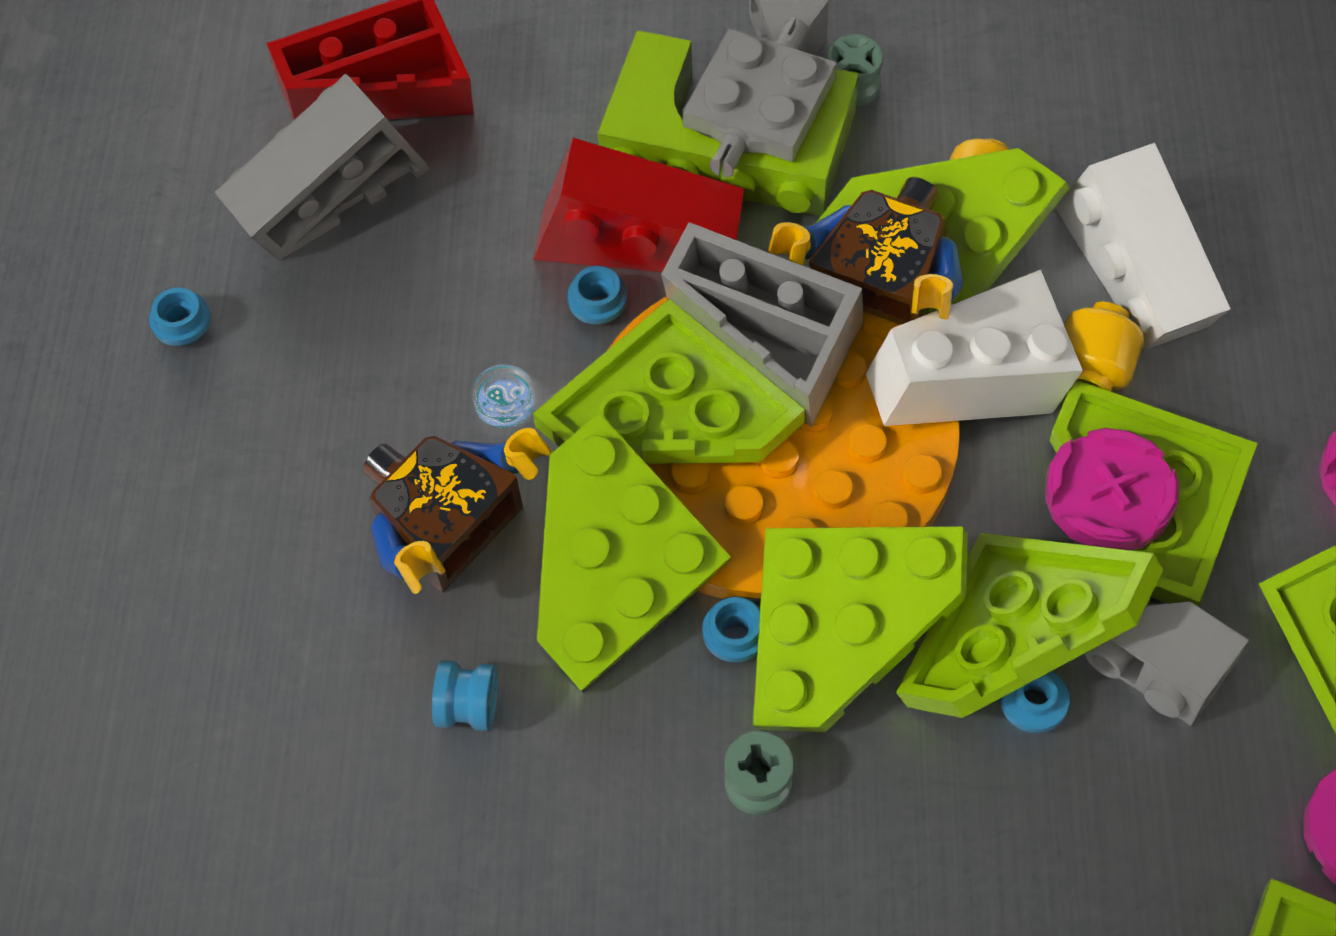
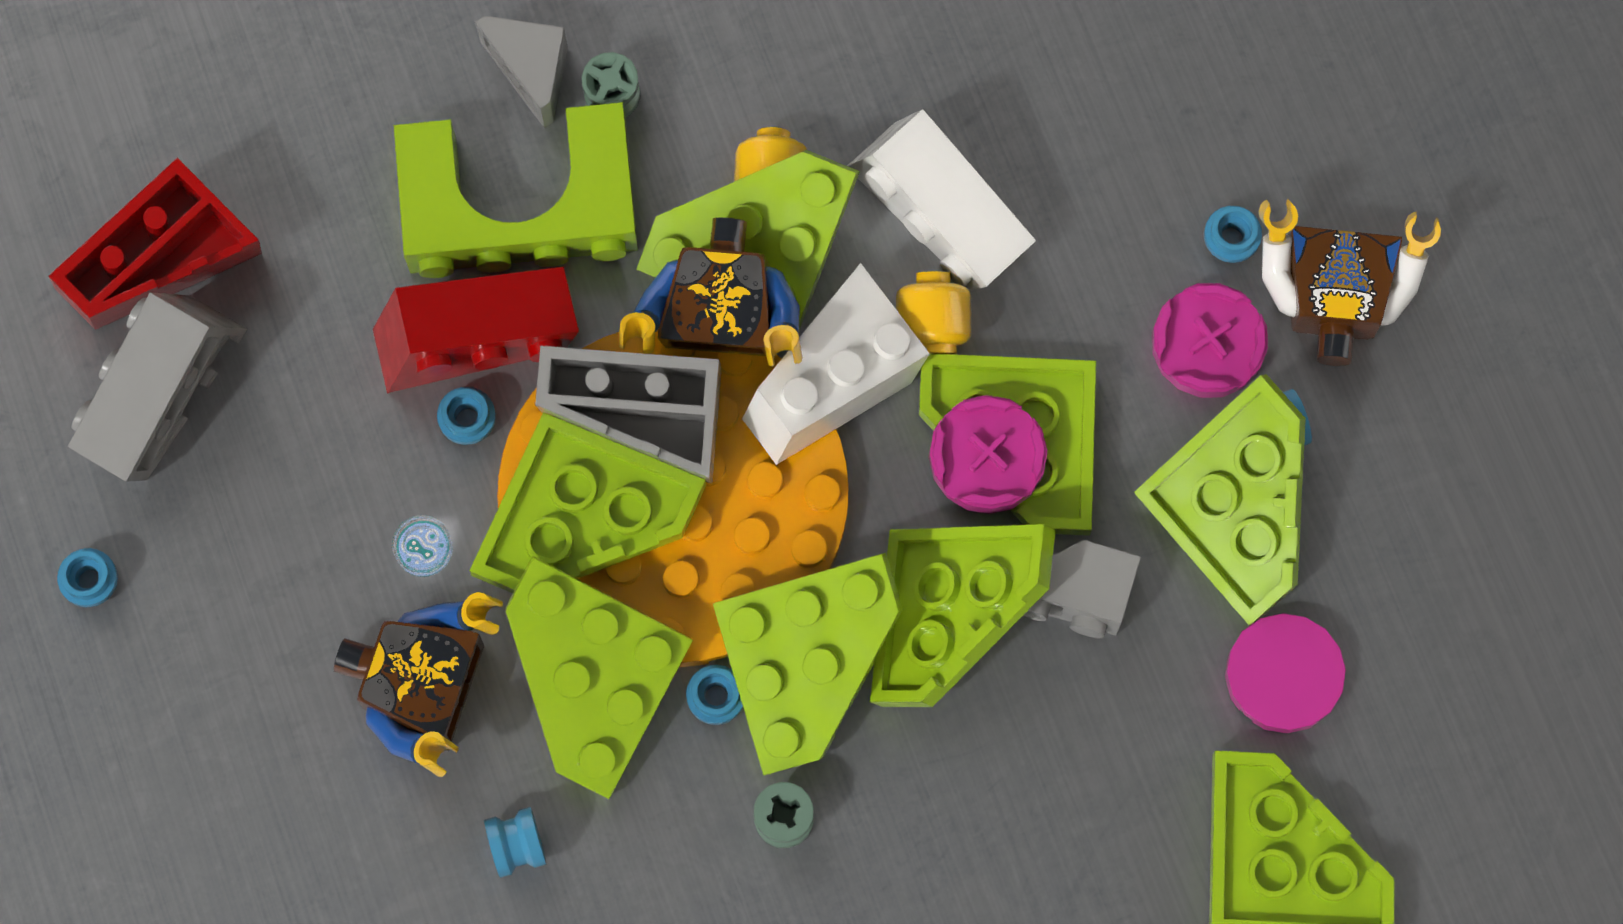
camera: 25 degrees left, 15 degrees up
(759, 95) = (542, 165): light grey plate -> none
(1038, 717) = (997, 678): dark azure plate -> none

